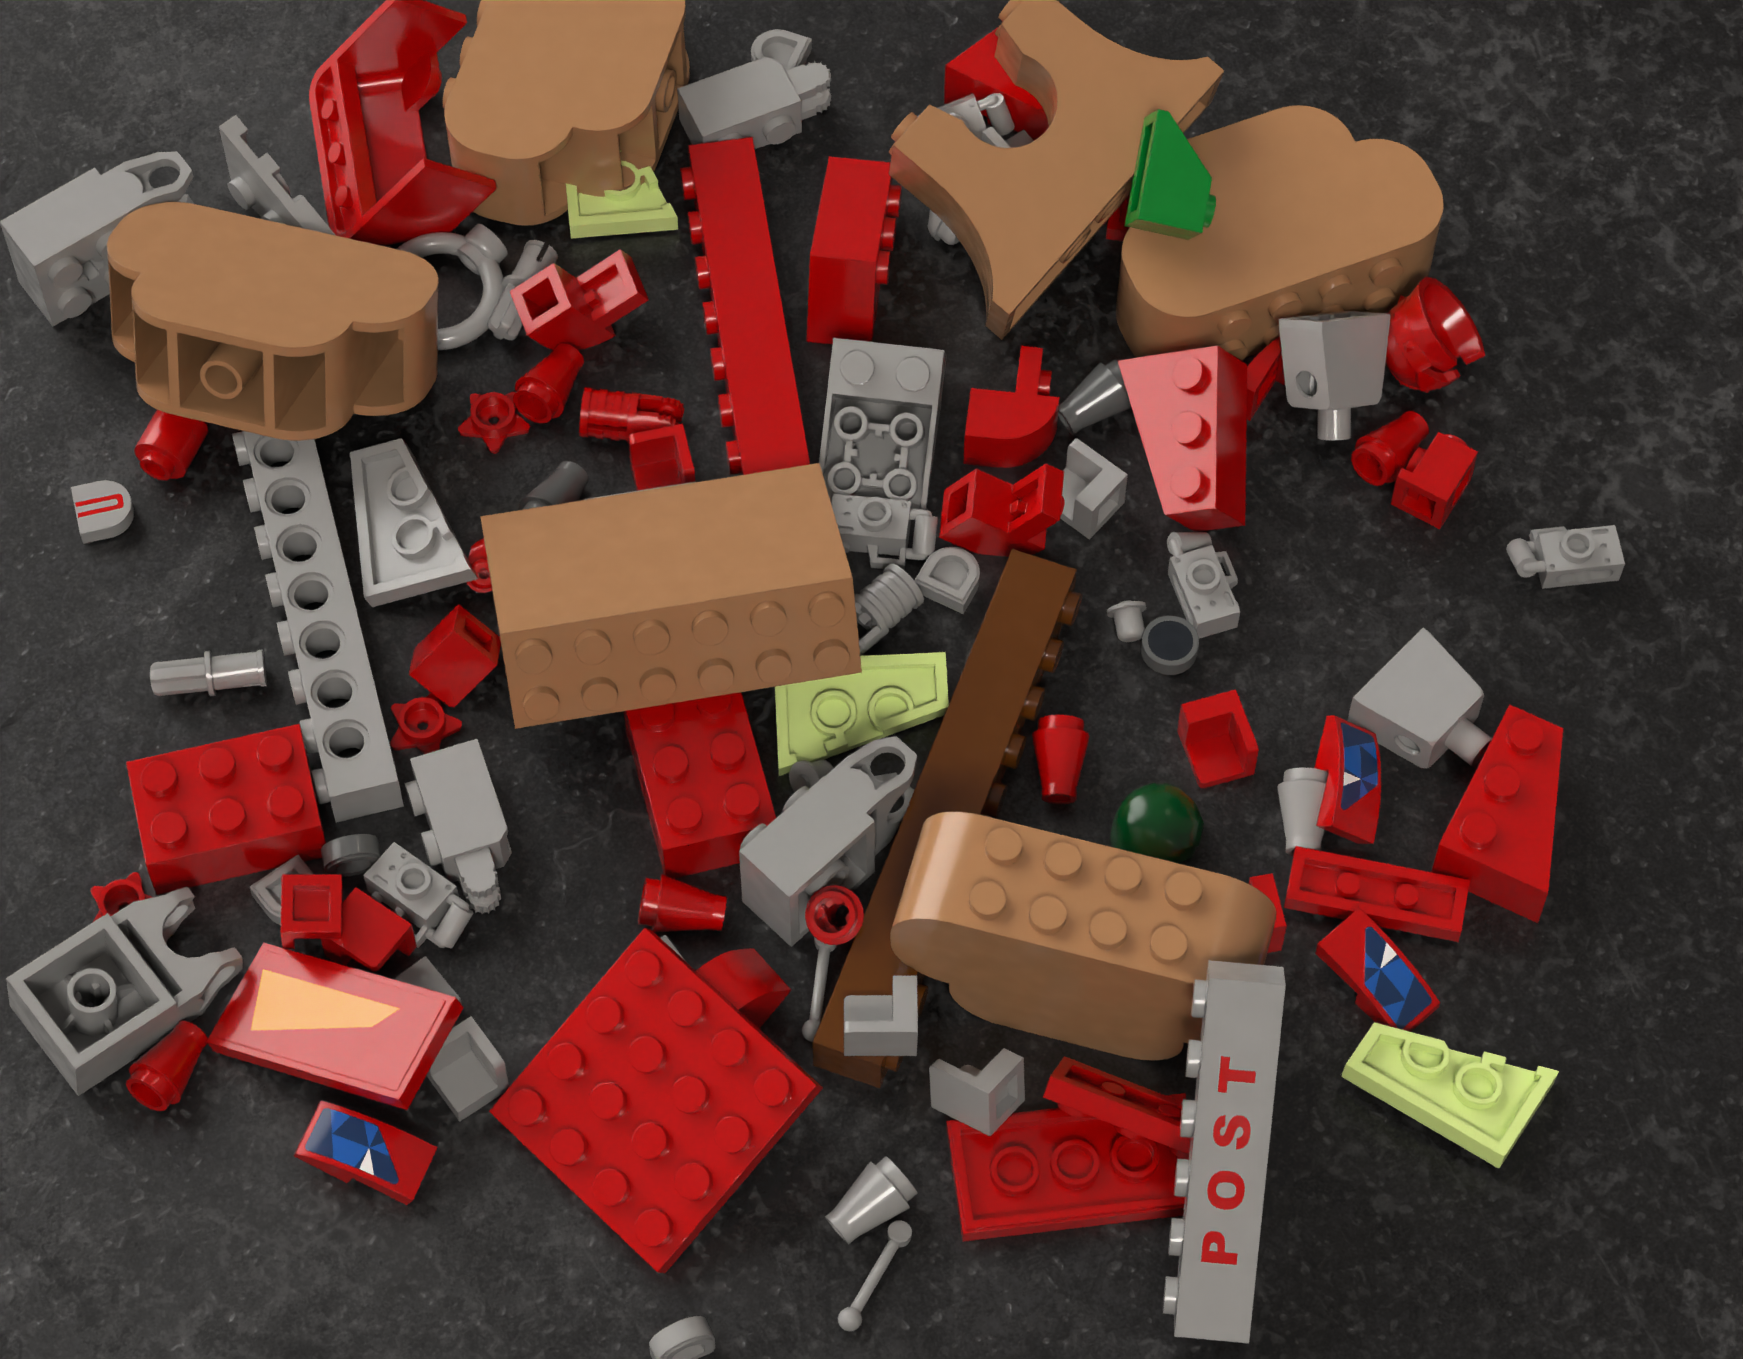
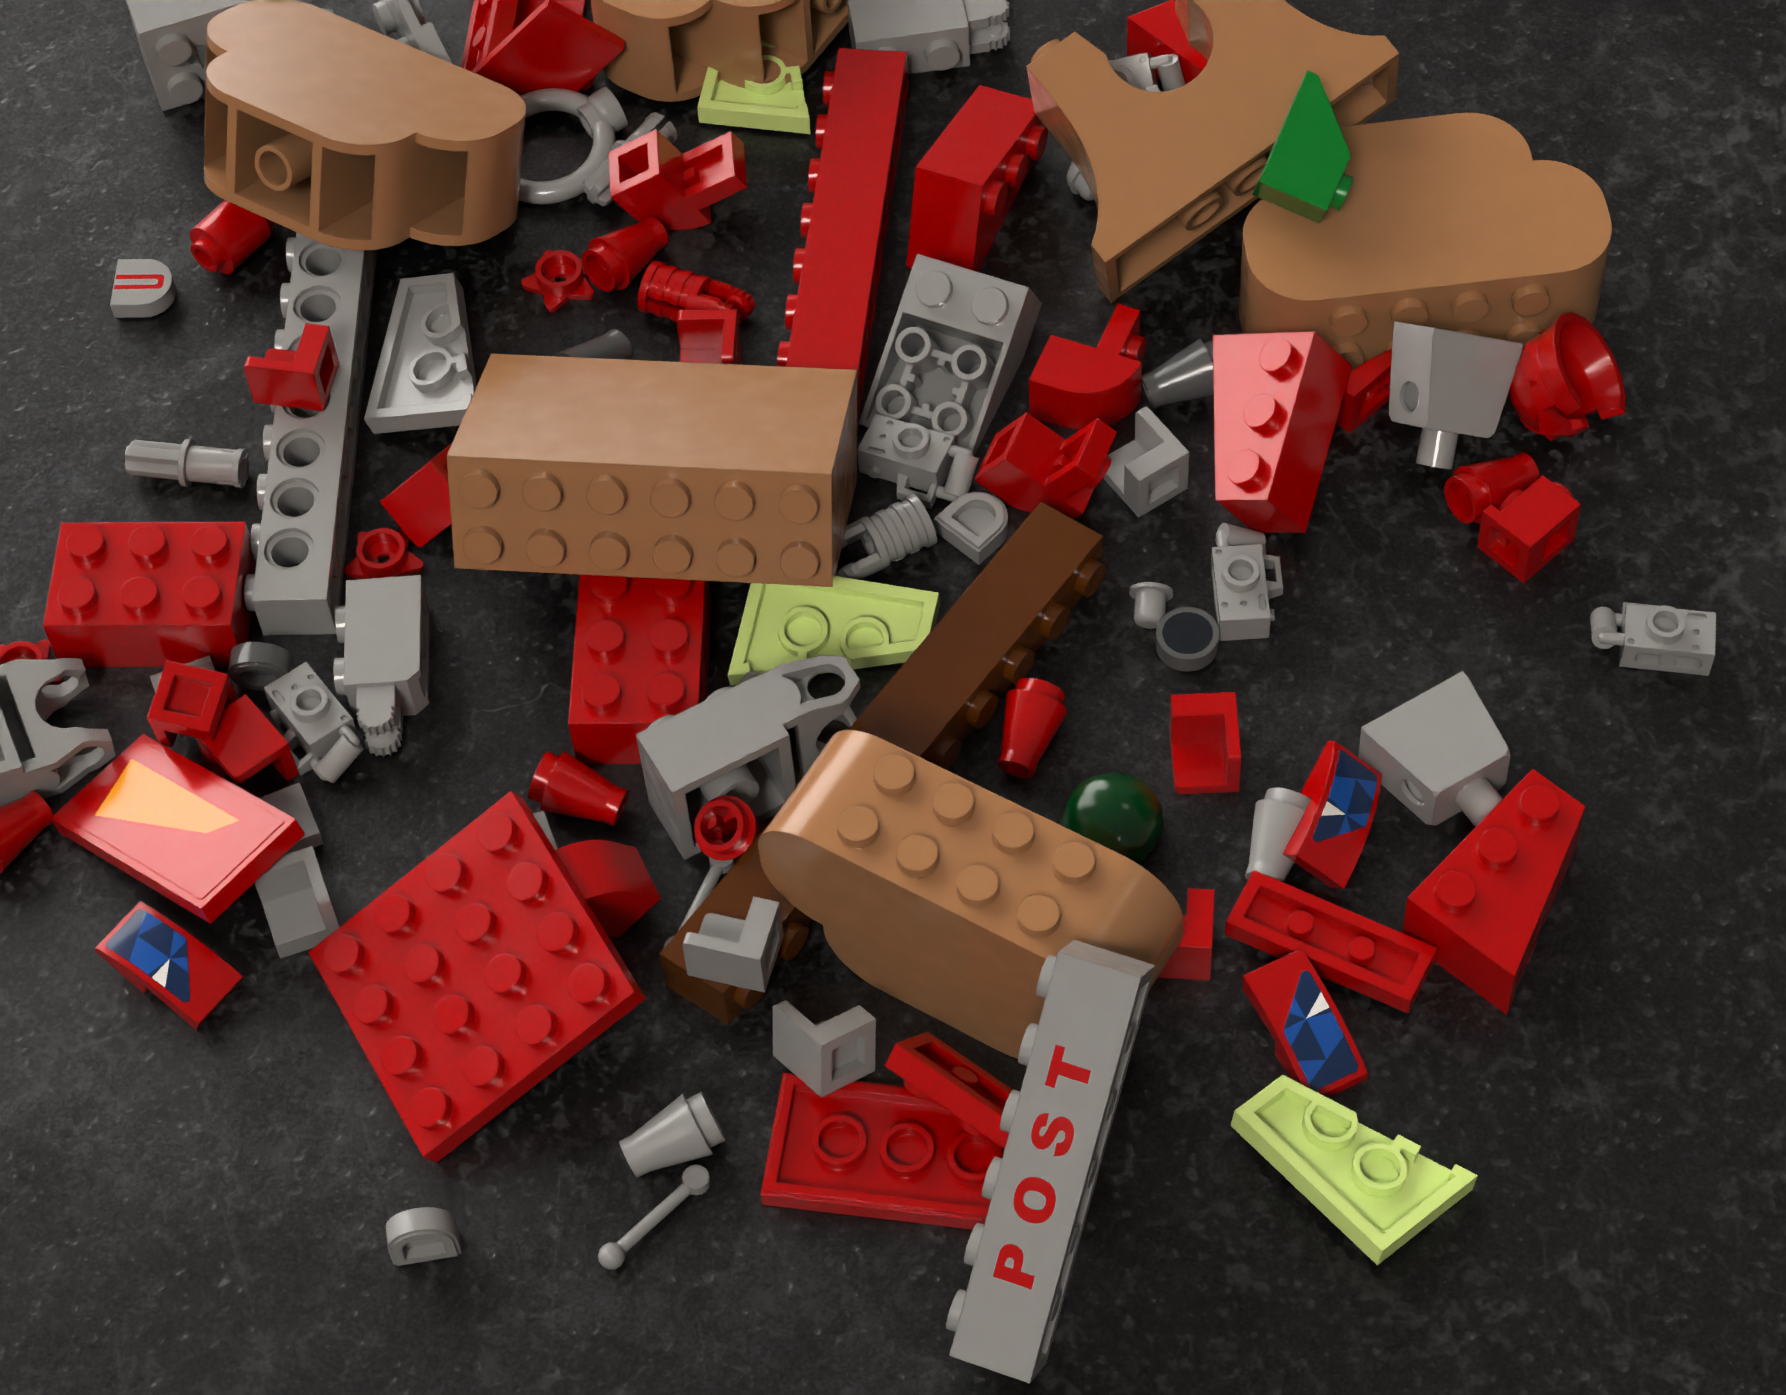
camera: 20 degrees right, 5 degrees down
(296, 572) = (296, 377): none -> red panel

